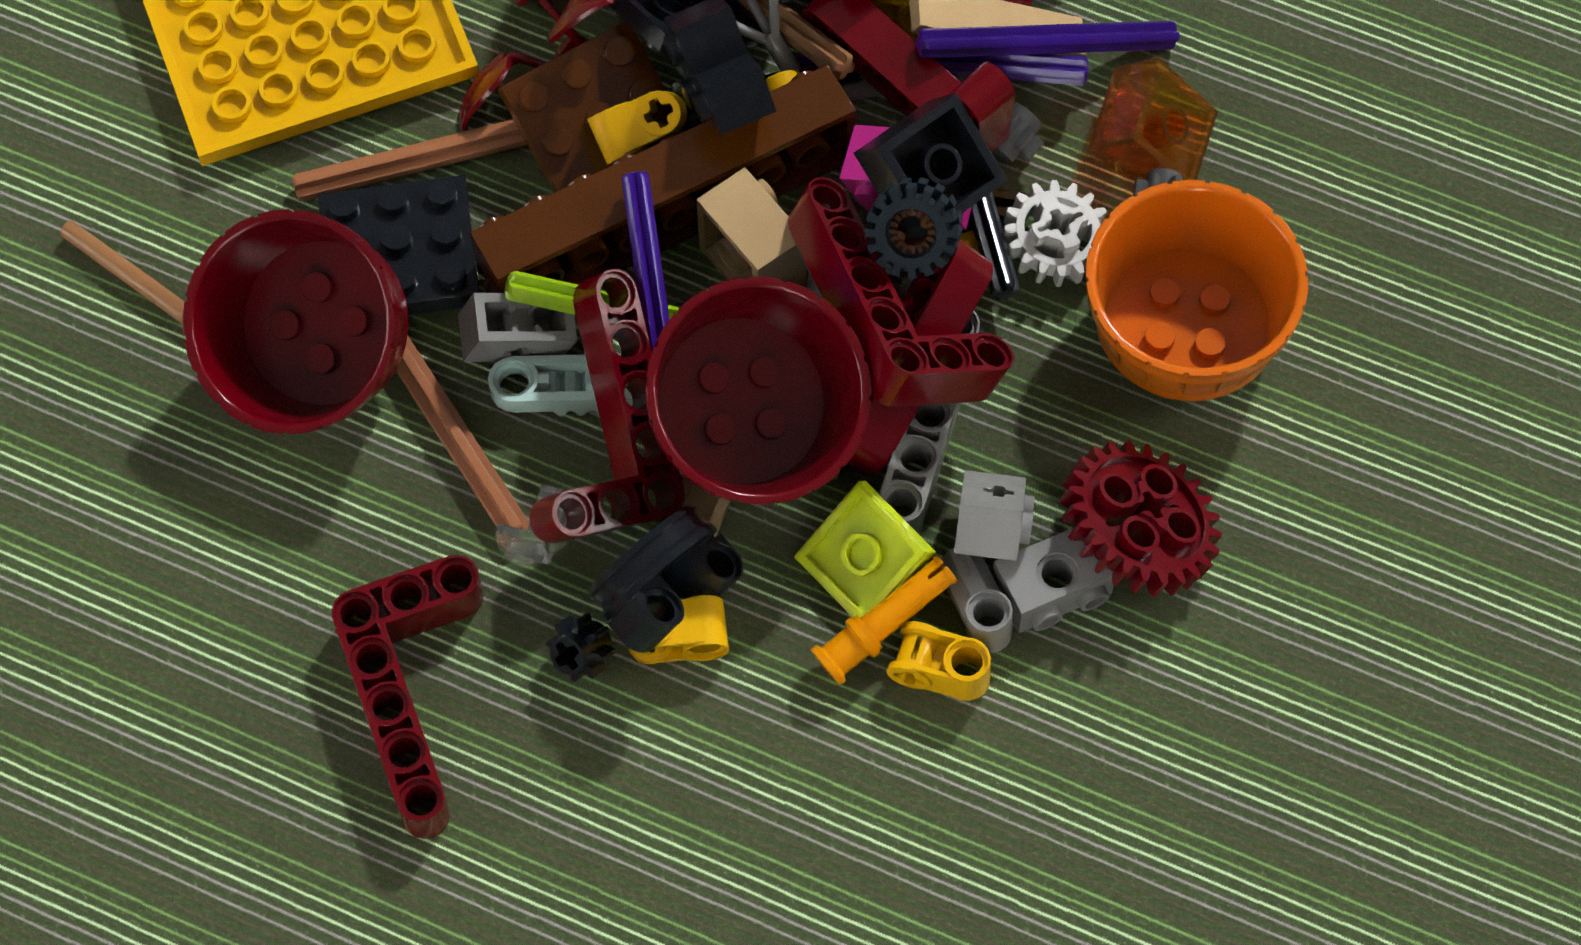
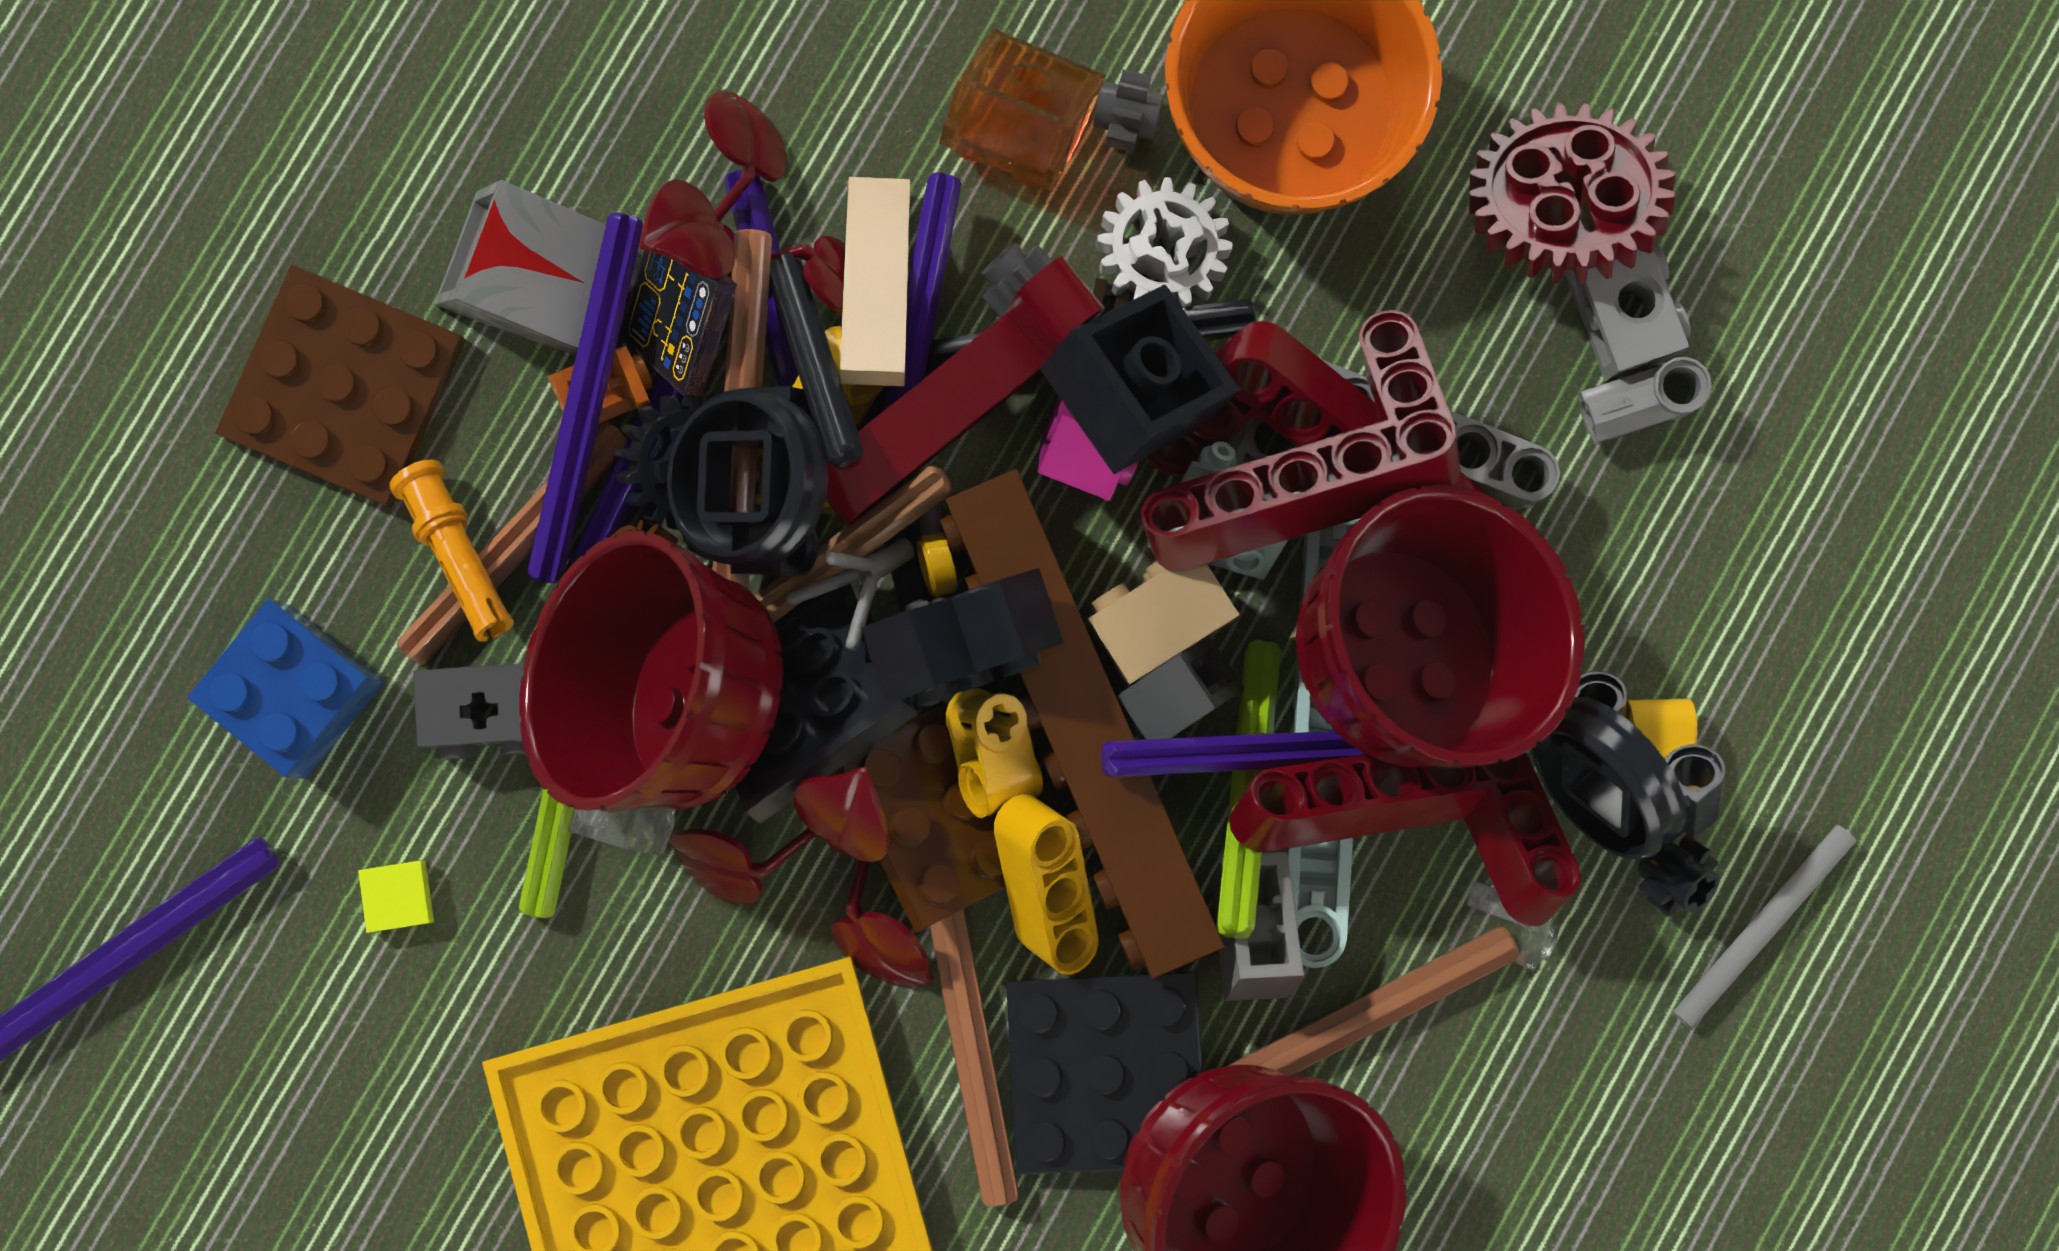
camera: 85 degrees left, 20 degrees up
(388, 686) = (1709, 1103): dark red beam -> none
(544, 730) = (1764, 926): none -> light grey piece
(554, 159) = (1046, 883): none -> yellow beam
(694, 248) = (1179, 692): none -> dark grey brick
(863, 551) = (1593, 517): neon yellow tile -> none
(864, 635) = (1687, 534): light orange pin -> none
(890, 238) = (1252, 436): black bush -> none
(937, 658) = (1718, 463): yellow piece -> none
(993, 516) = (1563, 365): light grey brick -> none
(1046, 39) = (907, 222): dark purple axle -> none

